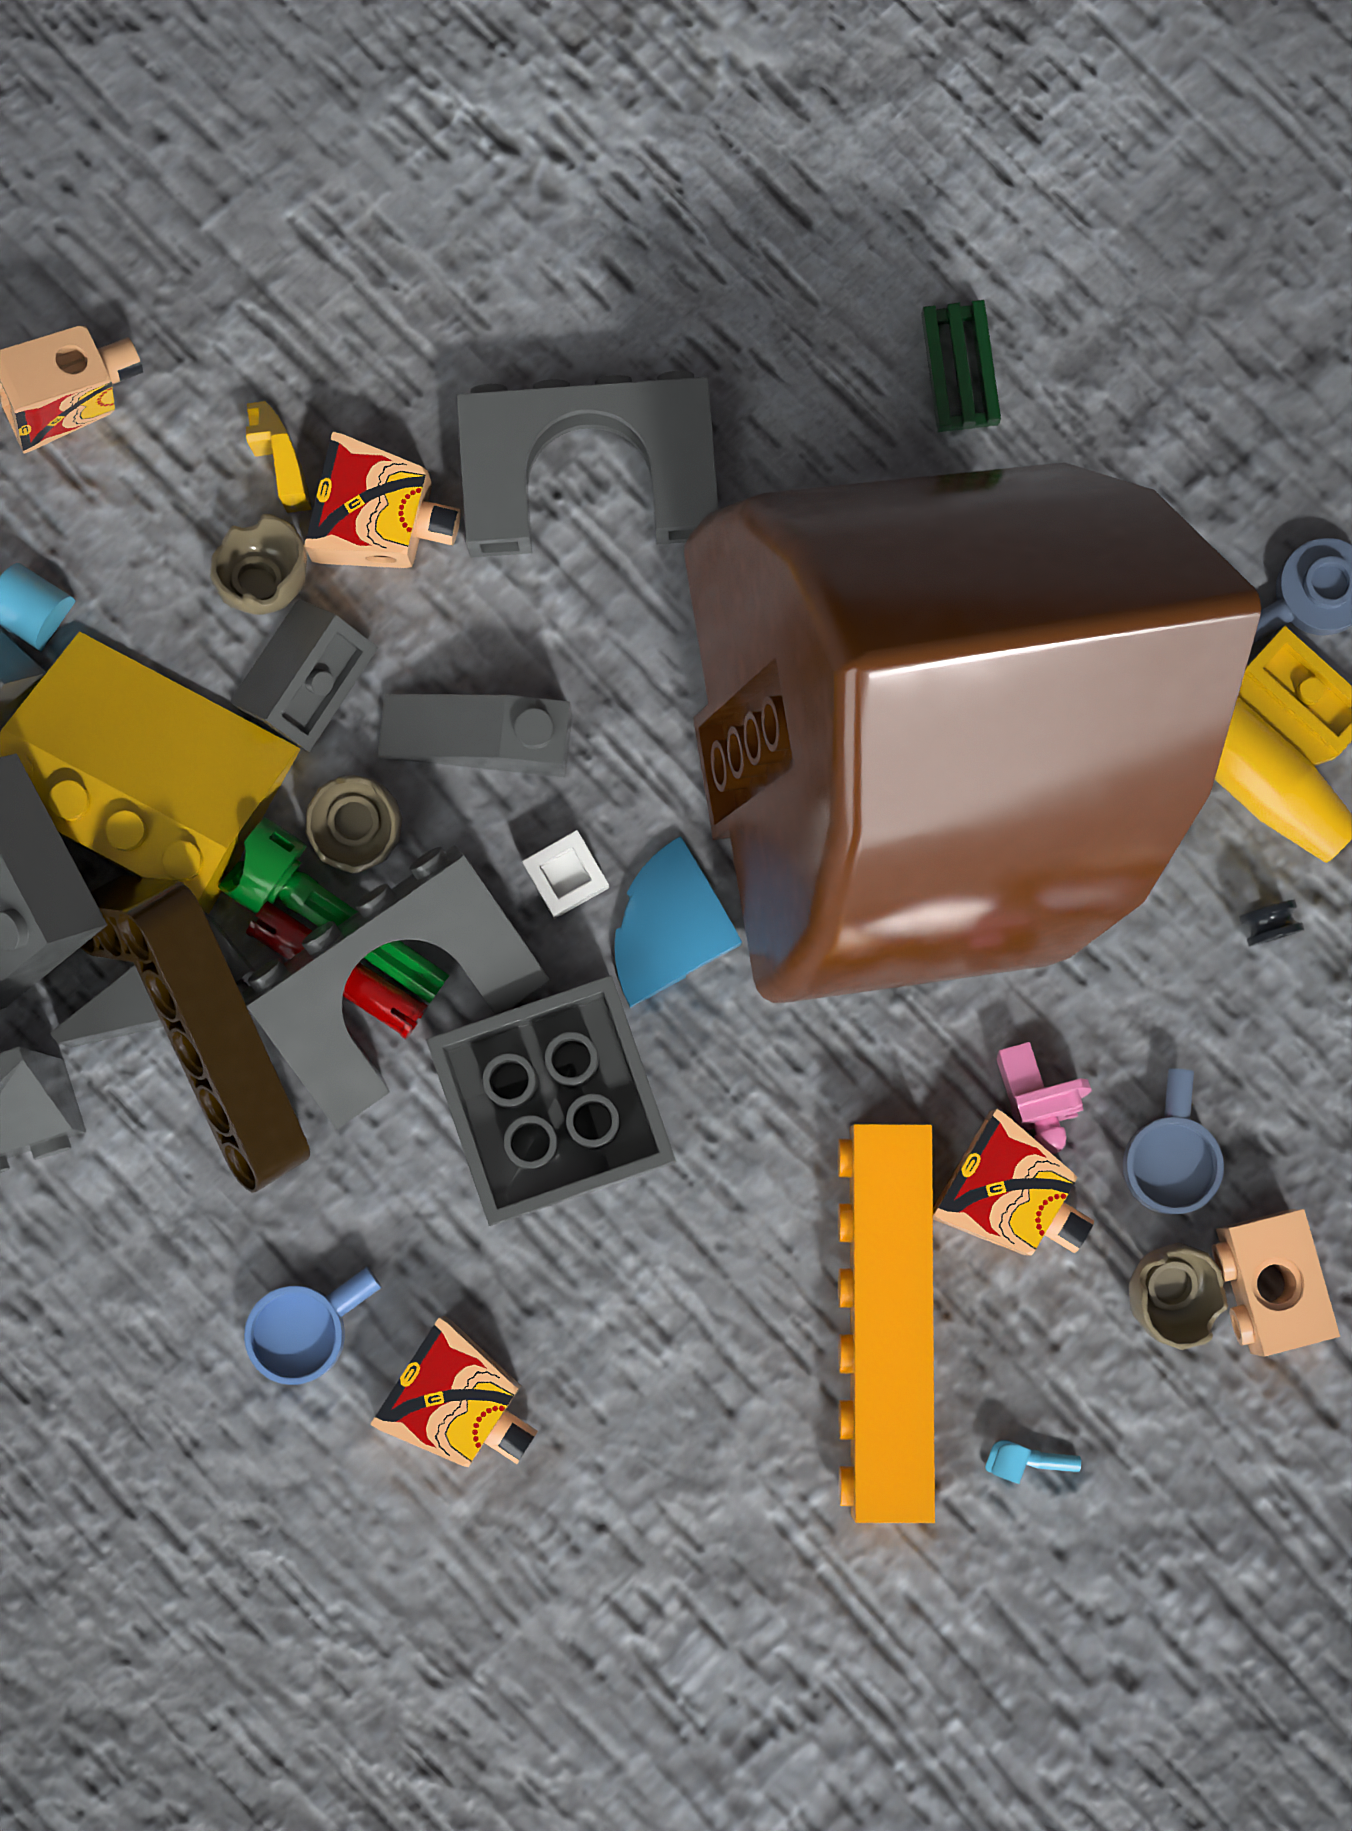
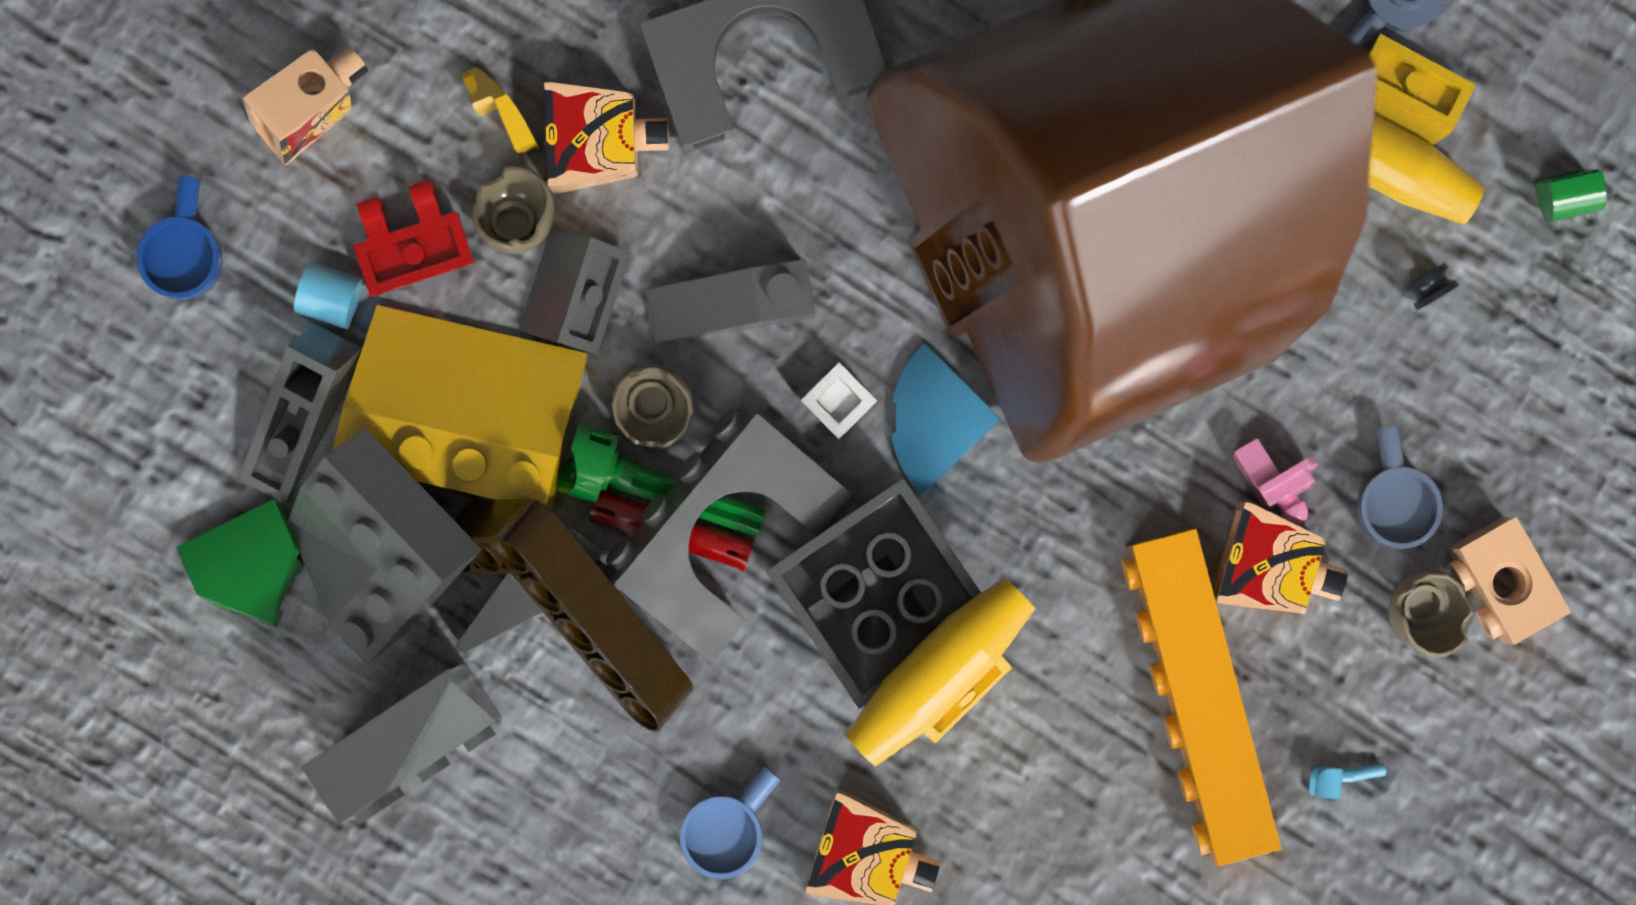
camera: 15 degrees left, 5 degrees up
(135, 584) = (415, 252): none -> red plate
(595, 1212) = (942, 674): none -> yellow plate

